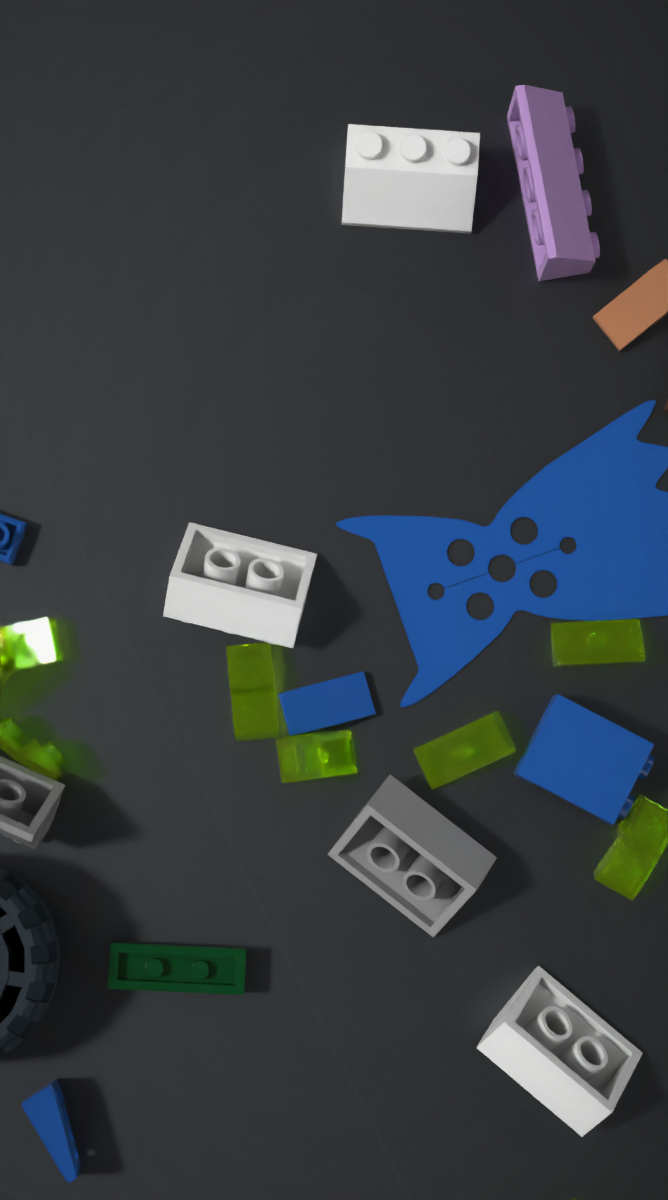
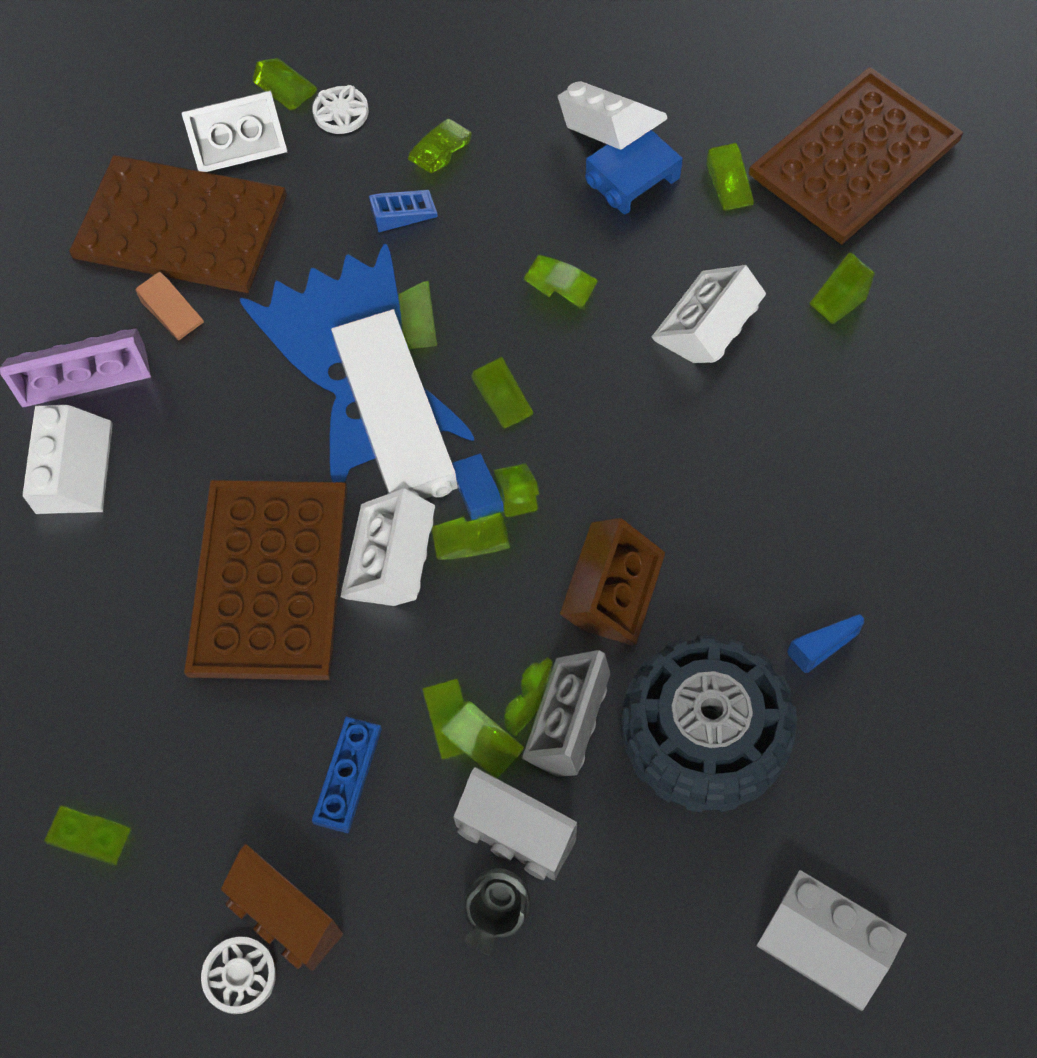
camera: 85 degrees left, 20 degrees down
(165, 868) = (613, 581): none -> reddish brown slope
(177, 968) = (688, 568): dark green plate -> none
(218, 433) = (267, 581): none -> reddish brown plate
(412, 856) = (583, 416): light grey slope -> none
(447, 602) = (394, 406): none -> white brick
(585, 760) = (500, 315): blue panel -> none

